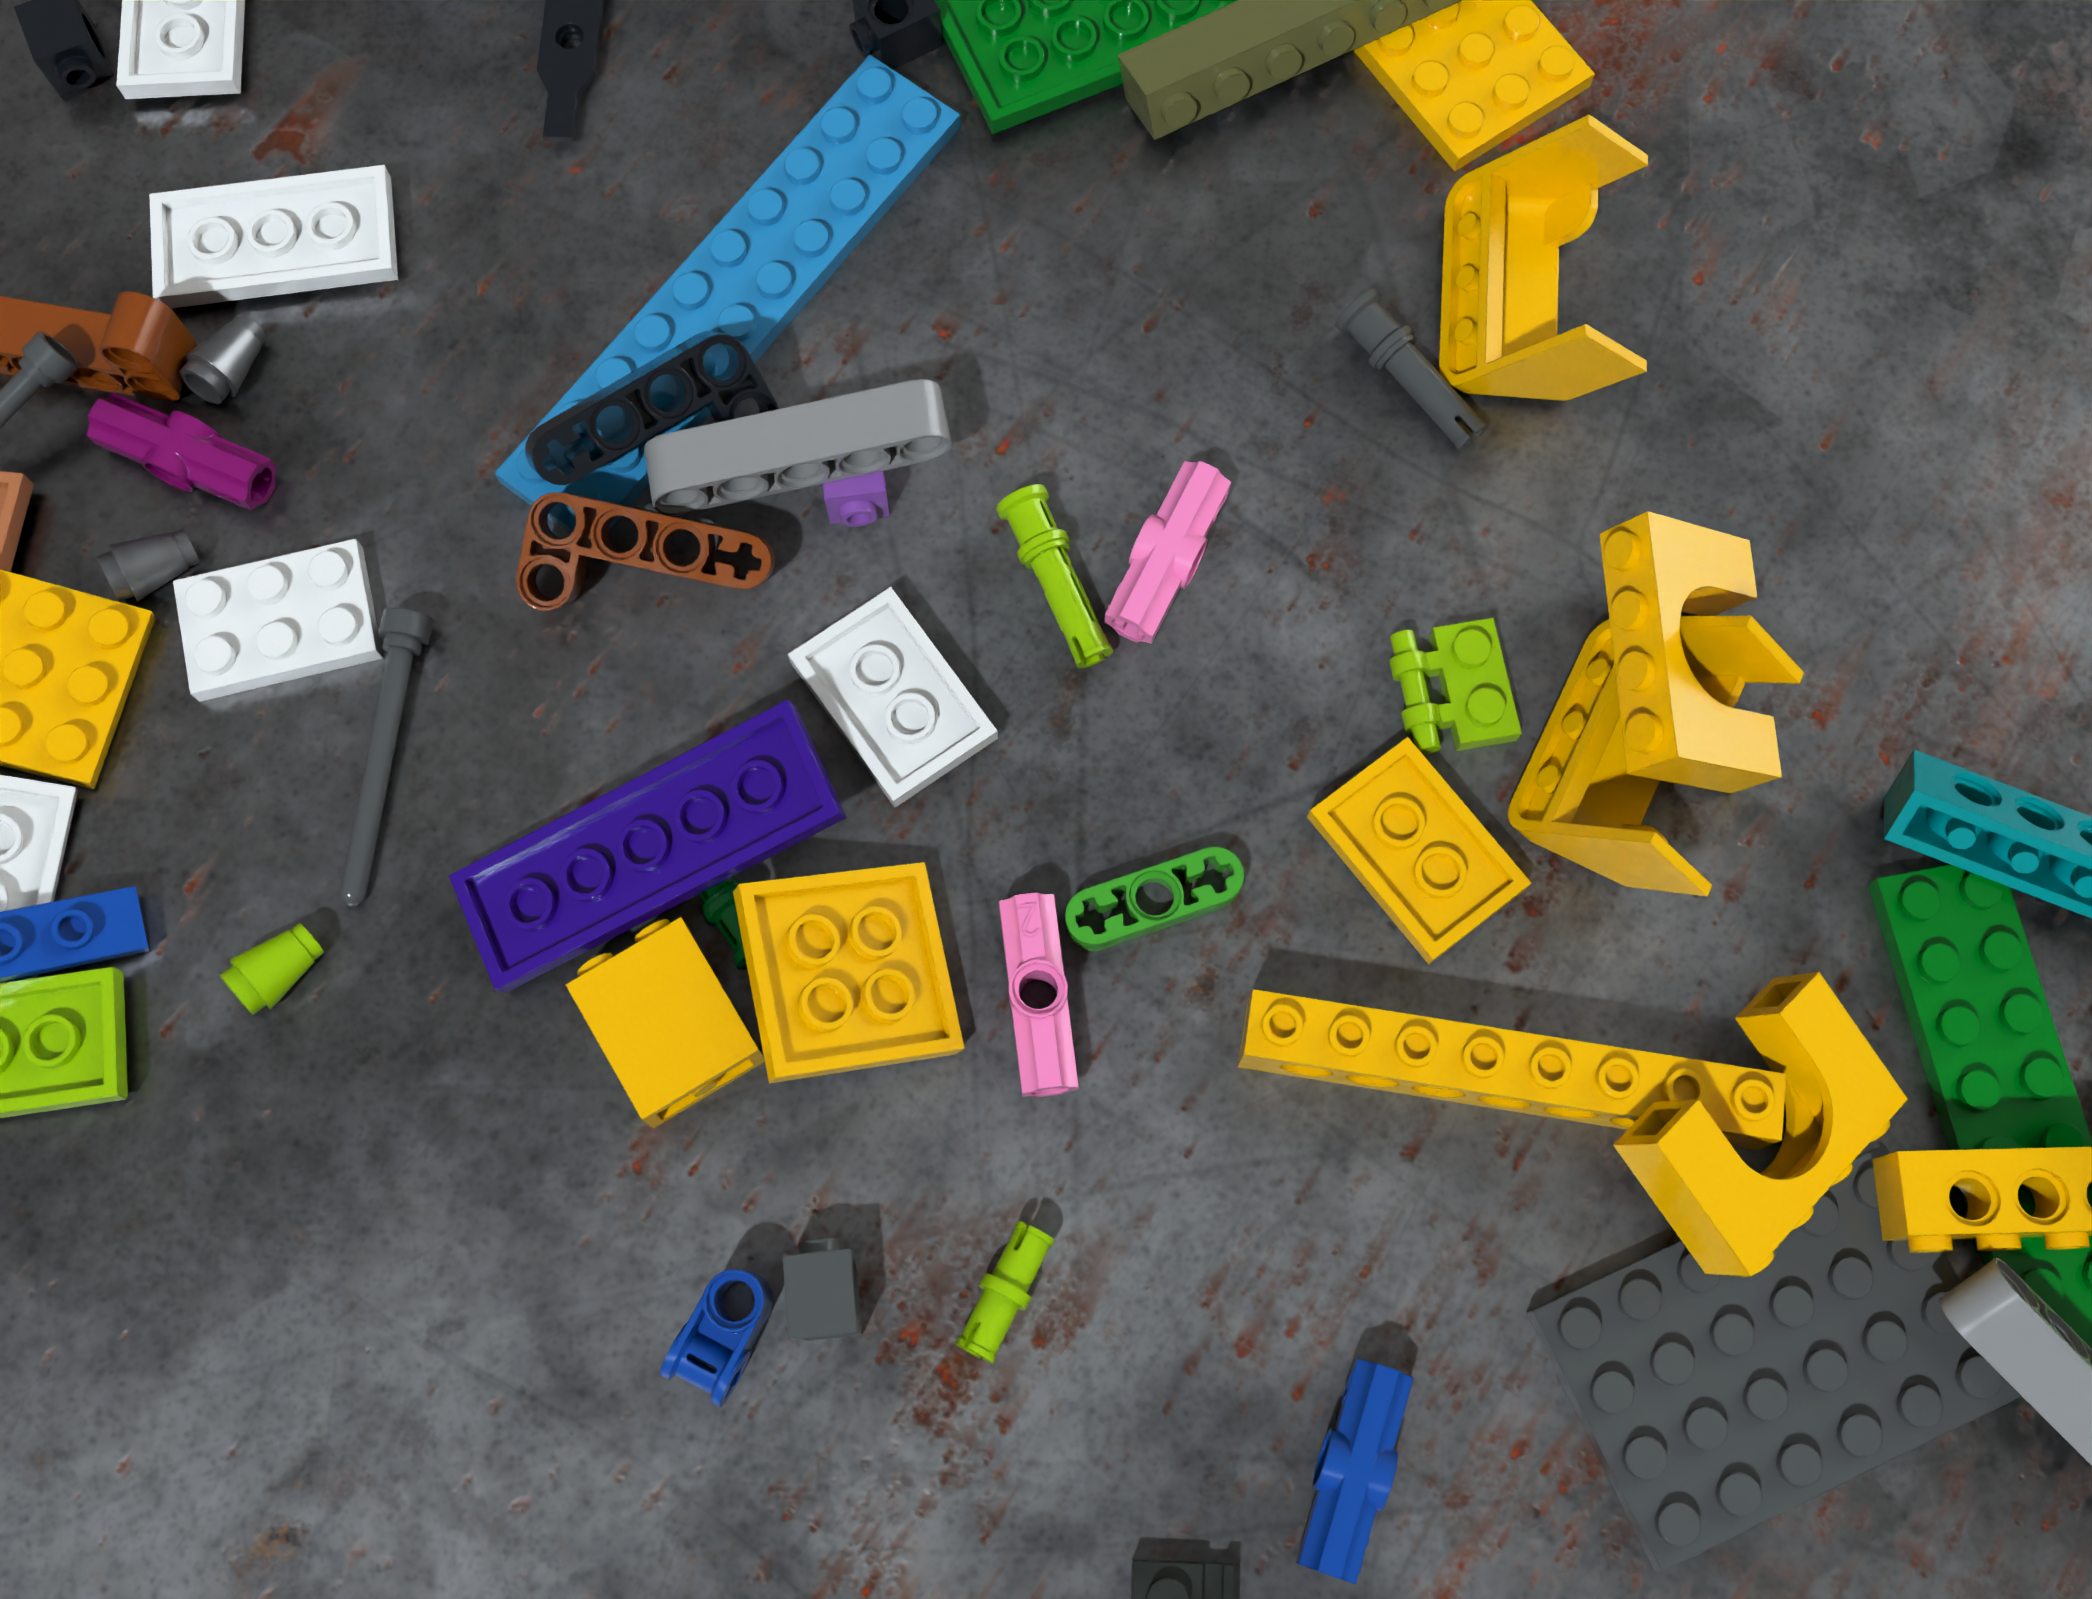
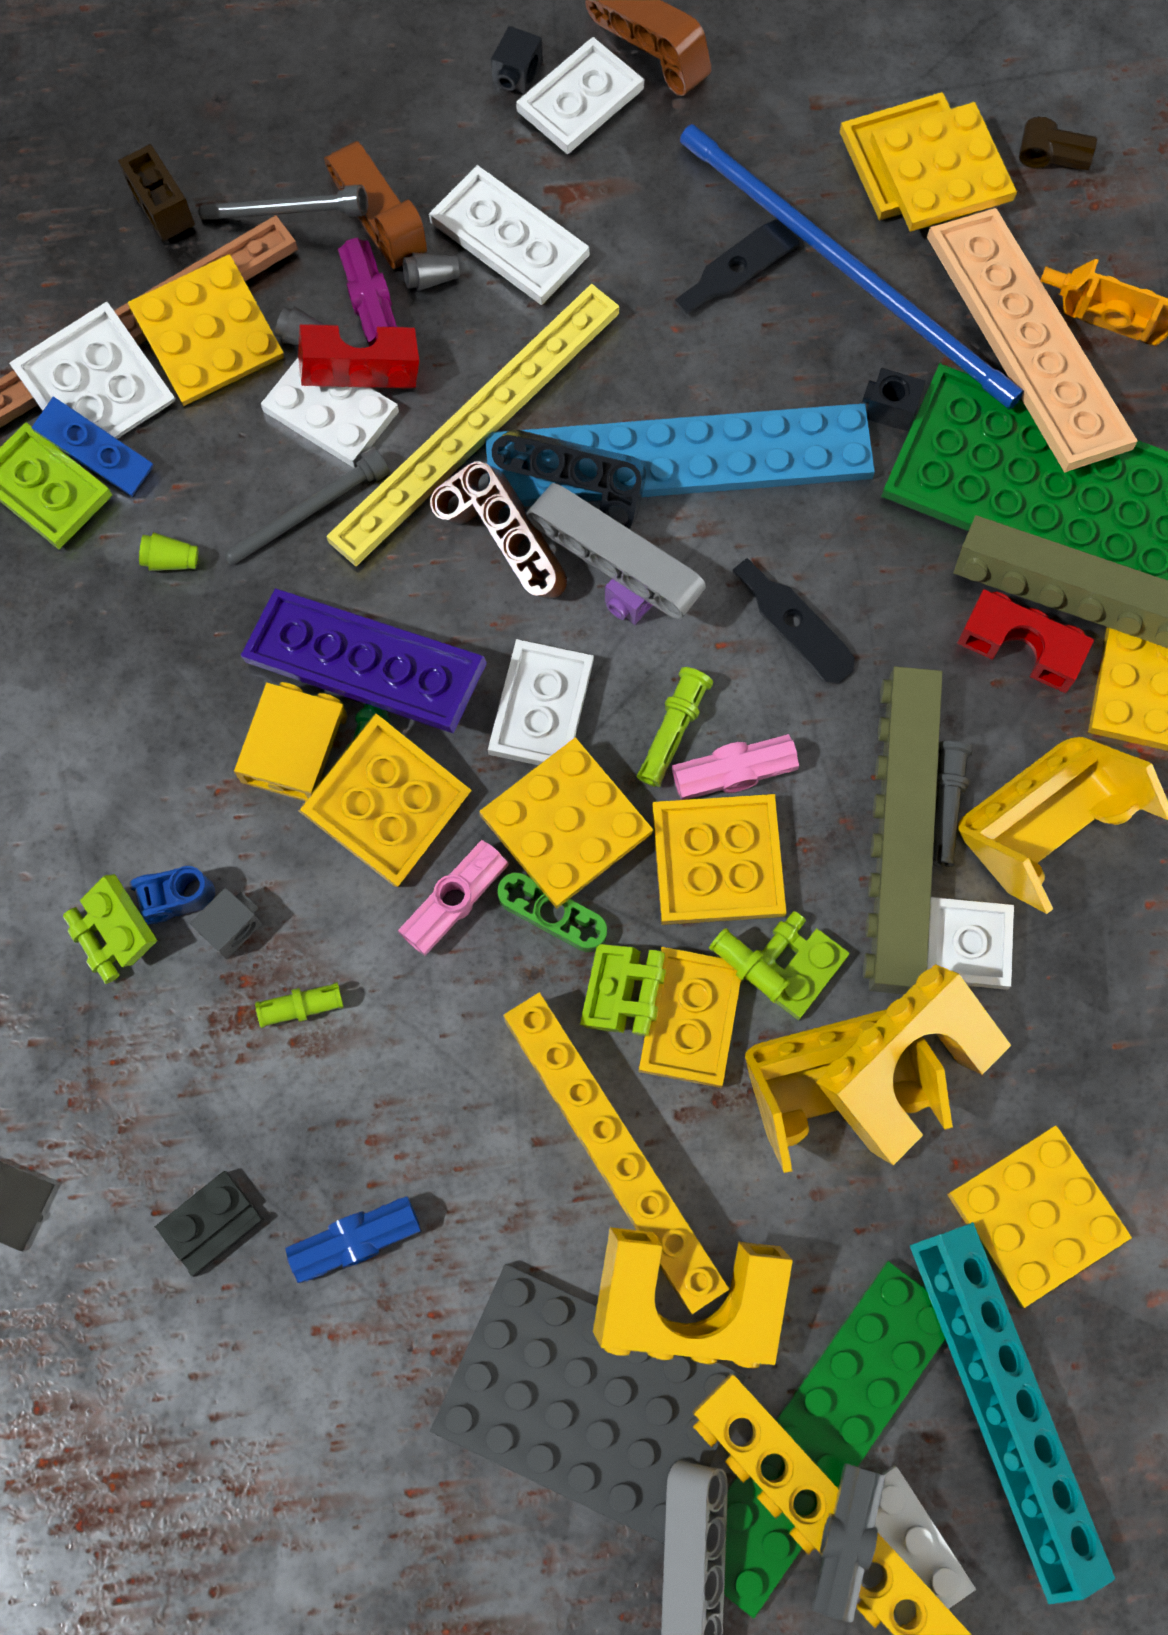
camera: 50 degrees right, 0 degrees up
(230, 560) = (333, 363): none -> red arch
(470, 484) = (471, 424): none -> light yellow plate
(699, 1431) = (118, 922): none -> lime plate
(1067, 788) = (566, 822): none -> yellow plate
(1084, 341) = (811, 637): none -> black piece
(1258, 662) = (718, 859): none -> yellow plate
(1309, 908) = (612, 985): none -> lime plate
(1342, 115) = (1056, 647): none -> red arch
(1406, 440) = (905, 830): none -> olive brick
(1422, 730) = (749, 965): none -> lime pin
(1587, 484) = (972, 940): none -> white plate
(1950, 679) = (1039, 1216): none -> yellow plate

